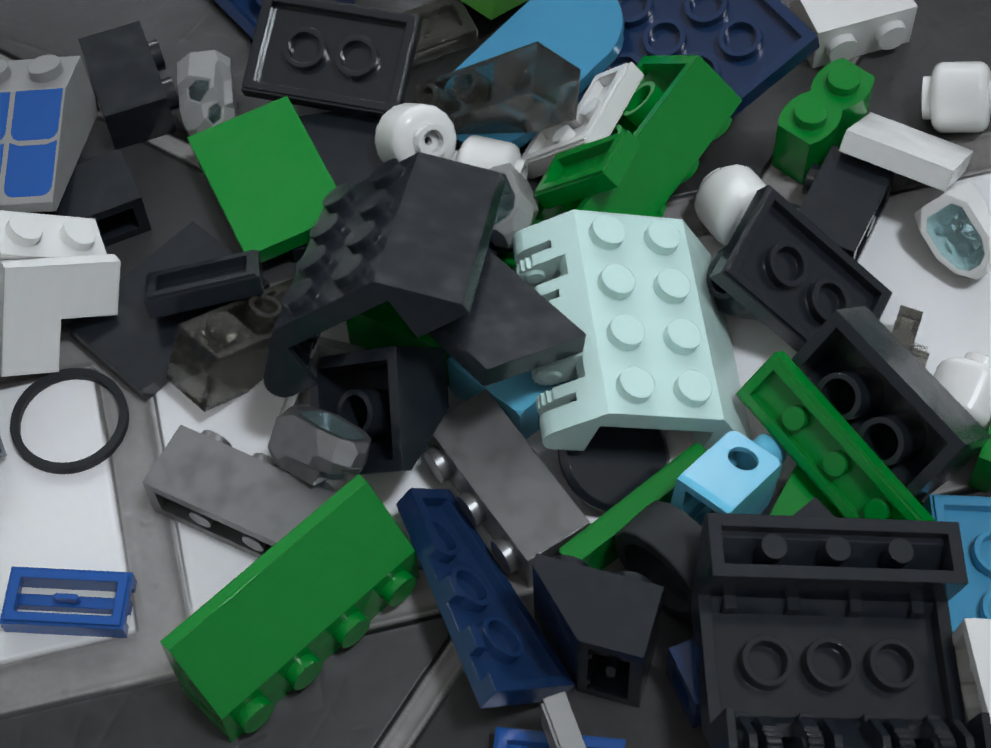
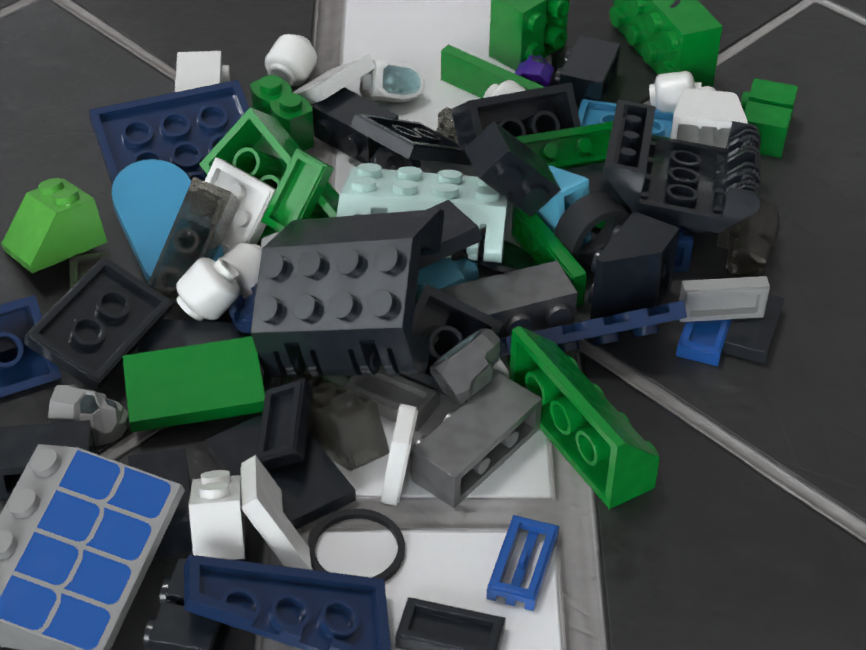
camera: 80 degrees left, 15 degrees down
(167, 403) = (399, 454): none -> white tile
(680, 399) = (512, 169): none -> black piece
(725, 198) = (336, 155): white head -> none

